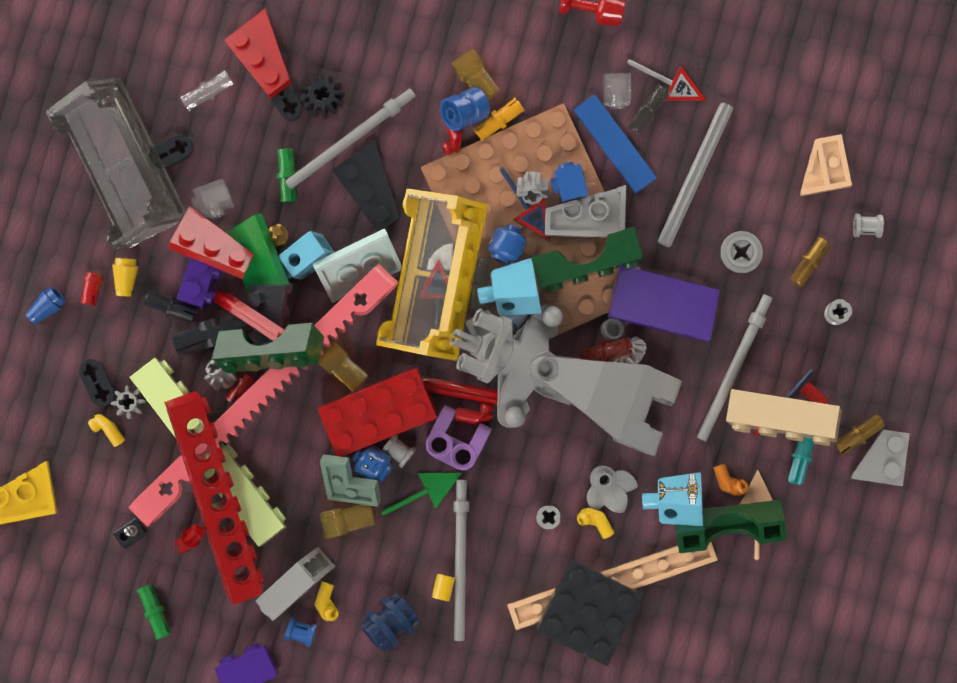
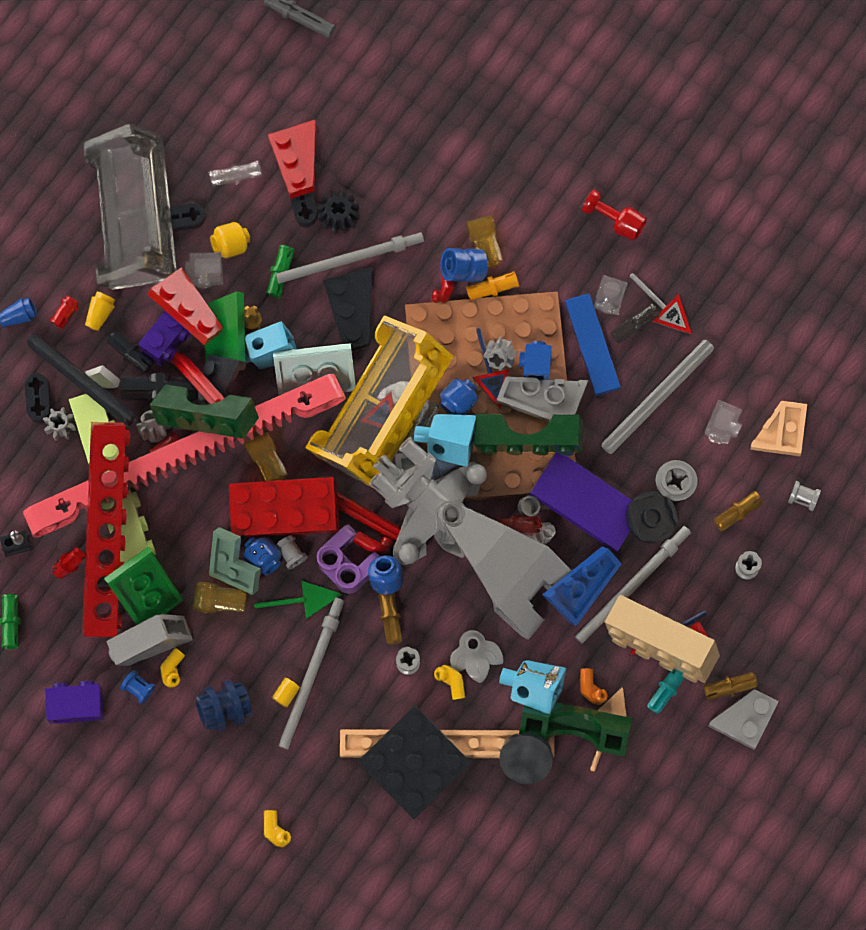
camera: 20 degrees right, 10 degrees down
(108, 427) = (33, 441): yellow arm -> none
(134, 353) = (81, 380): none -> black axle
(152, 341) = (103, 377): none -> white tile
(226, 160) = (230, 239): none -> yellow head
(273, 540) = (143, 587): none -> green tile
(498, 443) = (385, 575): none -> blue head
(516, 481) = (390, 618): none -> pearl gold axle
(689, 386) = (583, 585): none -> blue wing
(693, 572) = (526, 758): none -> black tile
(730, 297) = (651, 517): none -> black tile
(768, 180) = (723, 423): none -> clear brick

